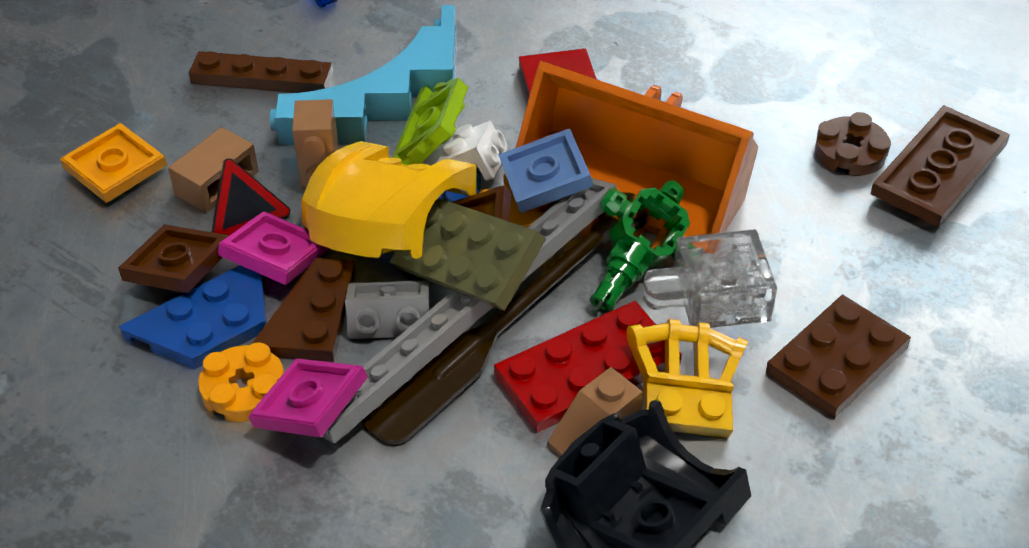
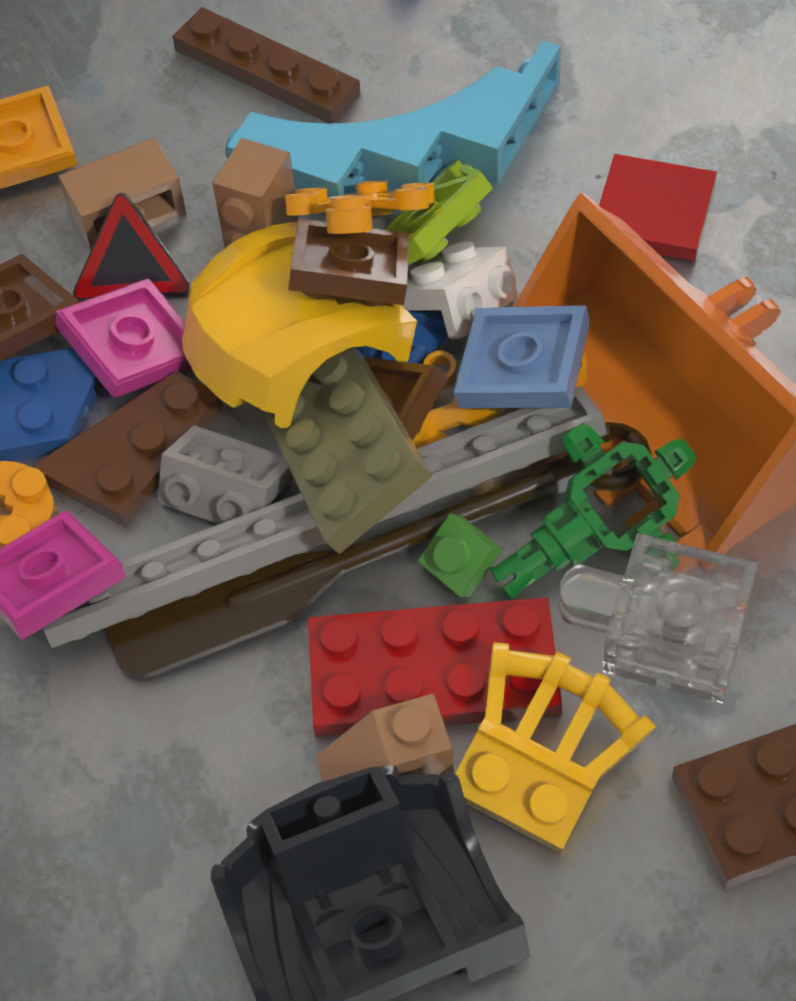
camera: 30 degrees right, 10 degrees up
(392, 118) = (355, 210): none -> light orange plant
(414, 144) = (350, 265): none -> reddish brown plate
(567, 296) = (460, 555): none -> bright green plate

